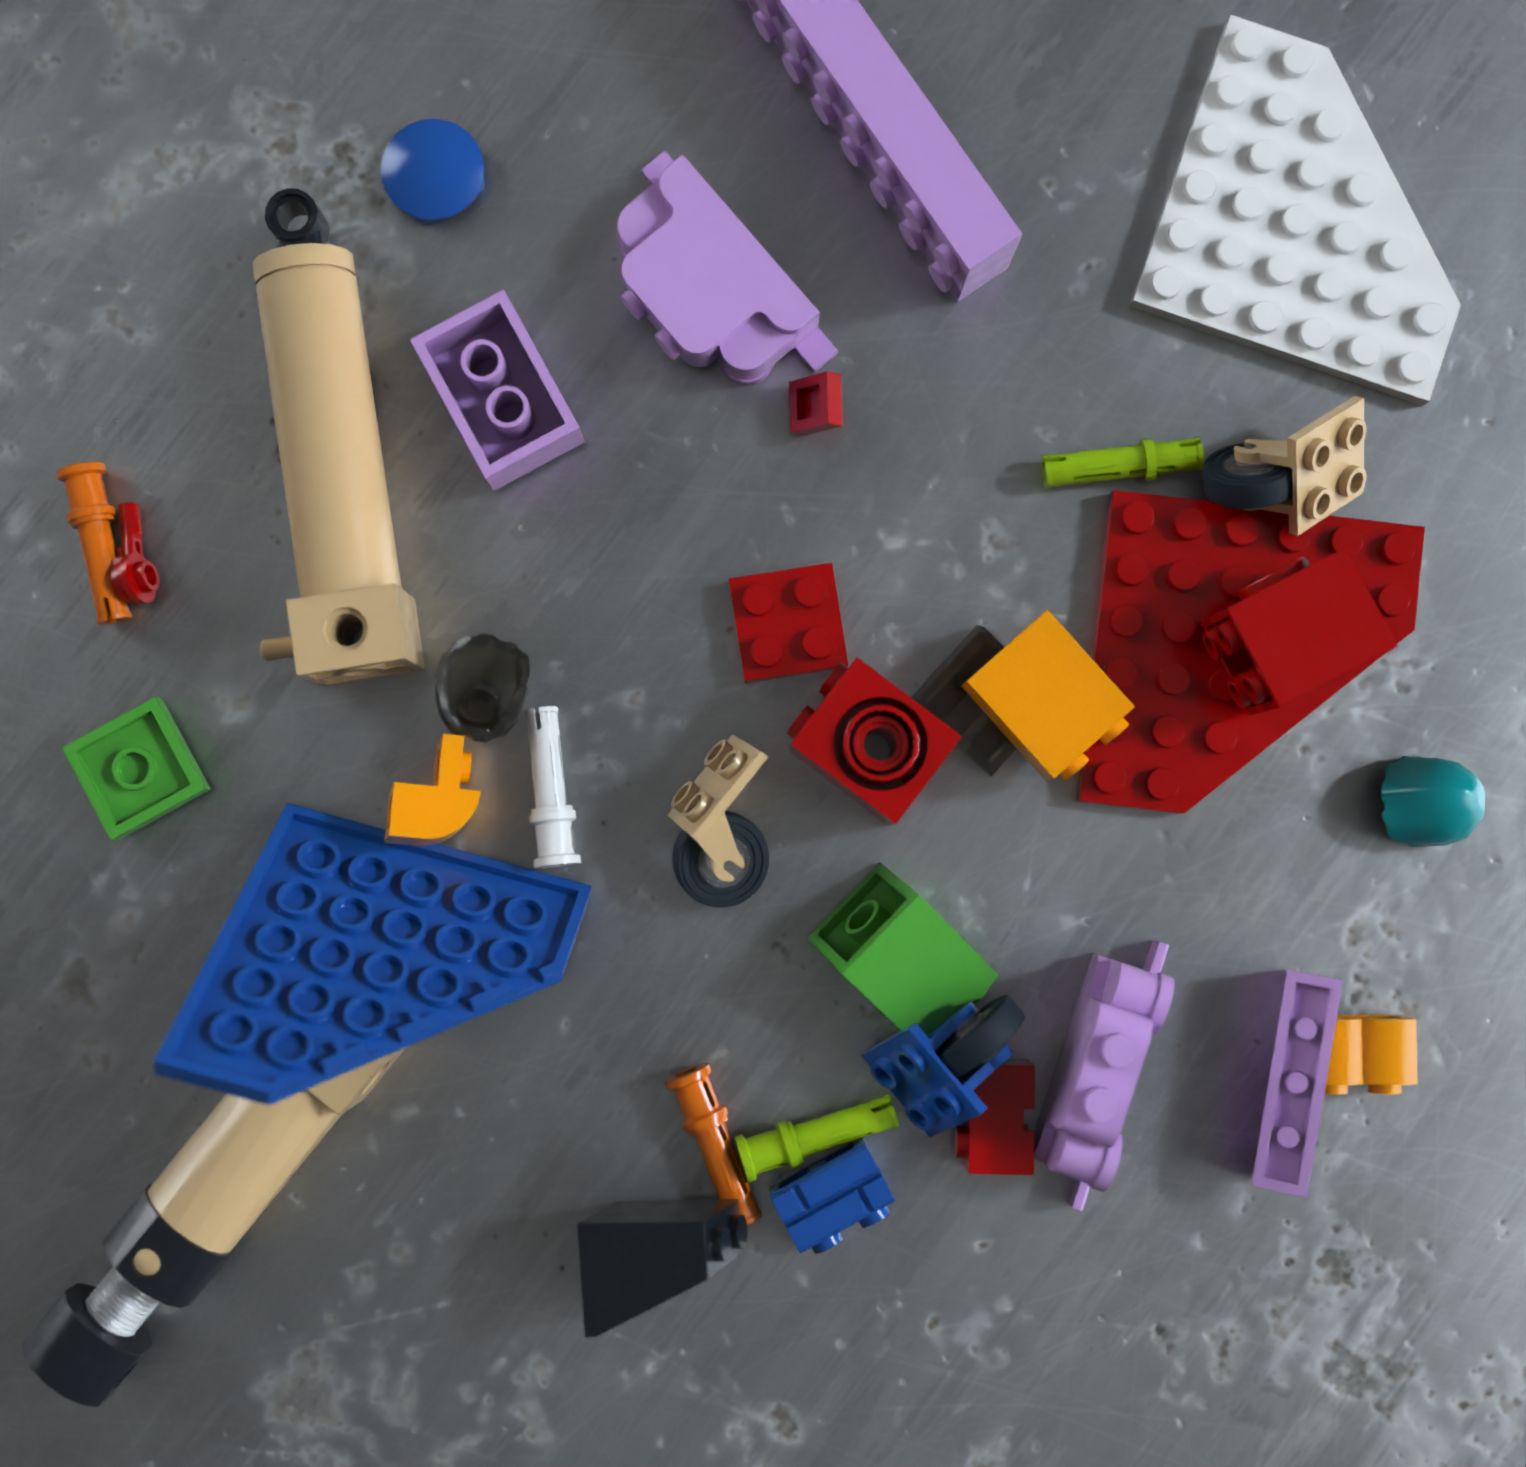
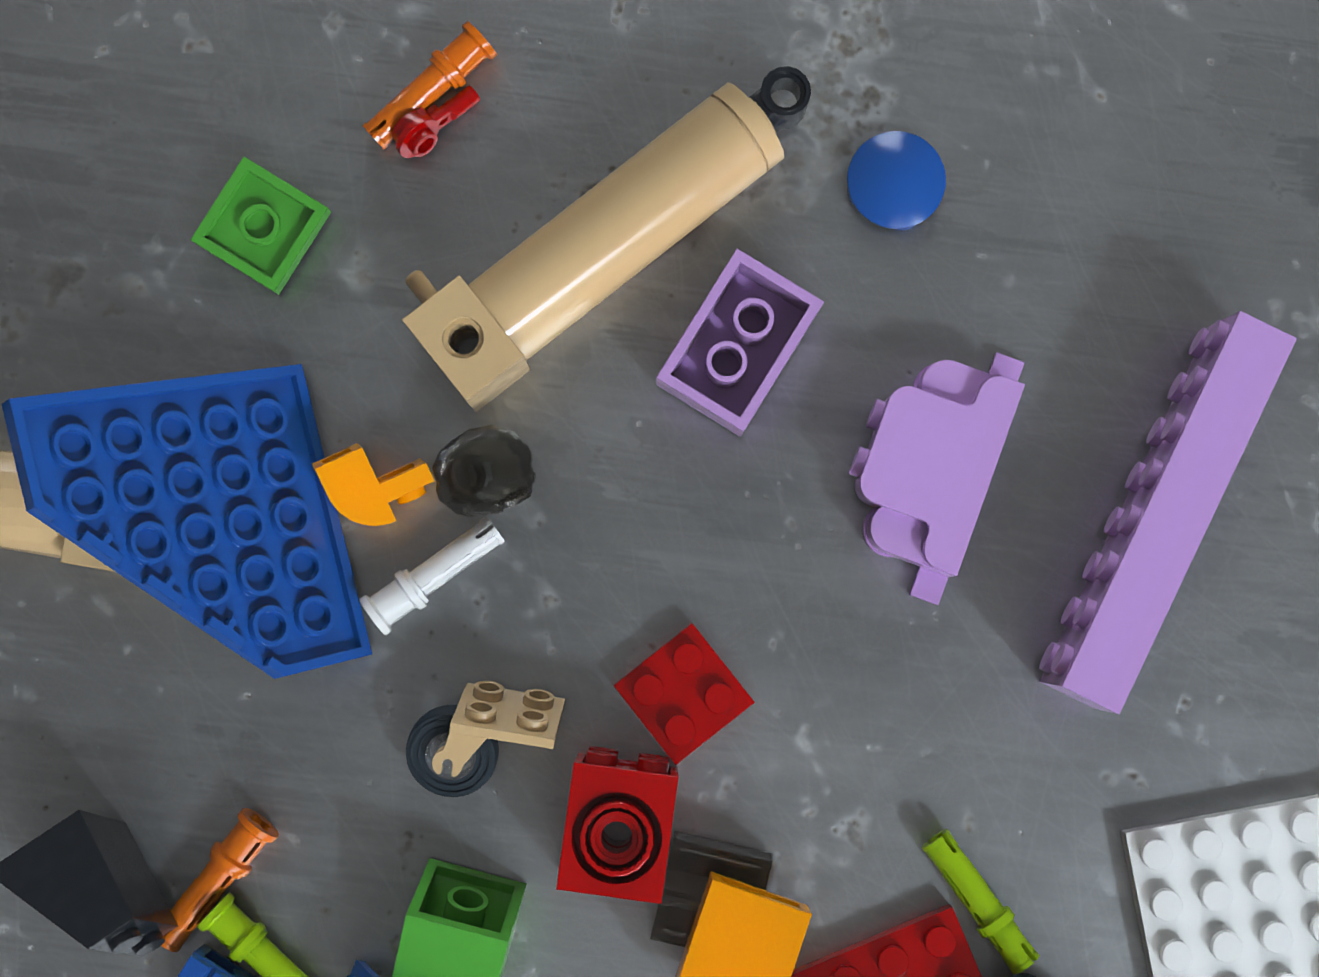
camera: 60 degrees right, 0 degrees up
(815, 403) = (881, 612): red plate -> none

